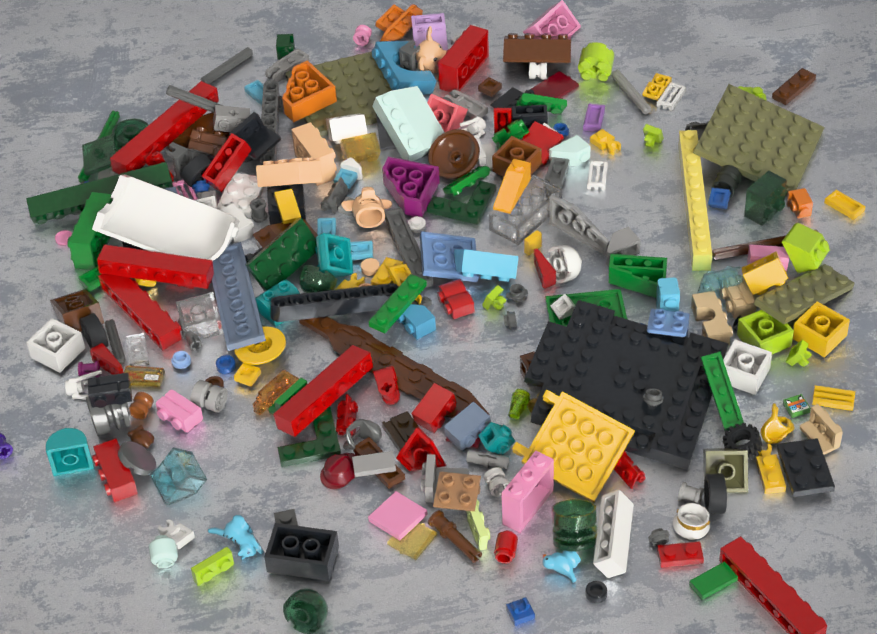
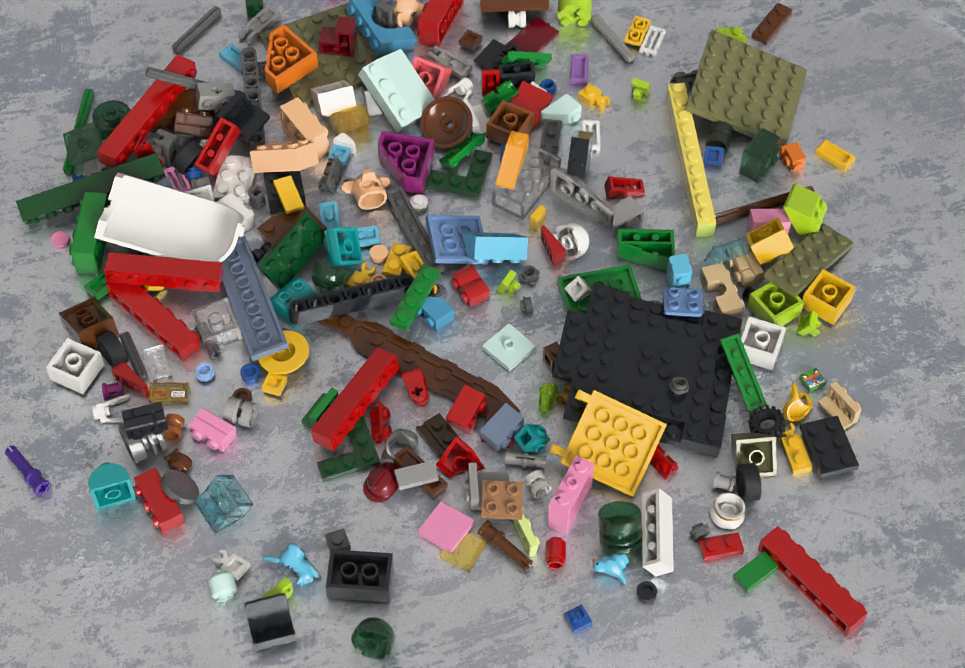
camera: 10 degrees left, 10 degrees up
(204, 586) = (270, 621): none -> black bracket
(273, 391) = (304, 400): clear orange hinge -> none
(362, 77) = (339, 40): none -> dark red brick
(487, 357) = (509, 347): none -> light aqua plate
(582, 184) = (580, 152): none -> black brick
(619, 220) = (617, 187): none -> red slope
(833, 398) = (846, 366): yellow tile -> none

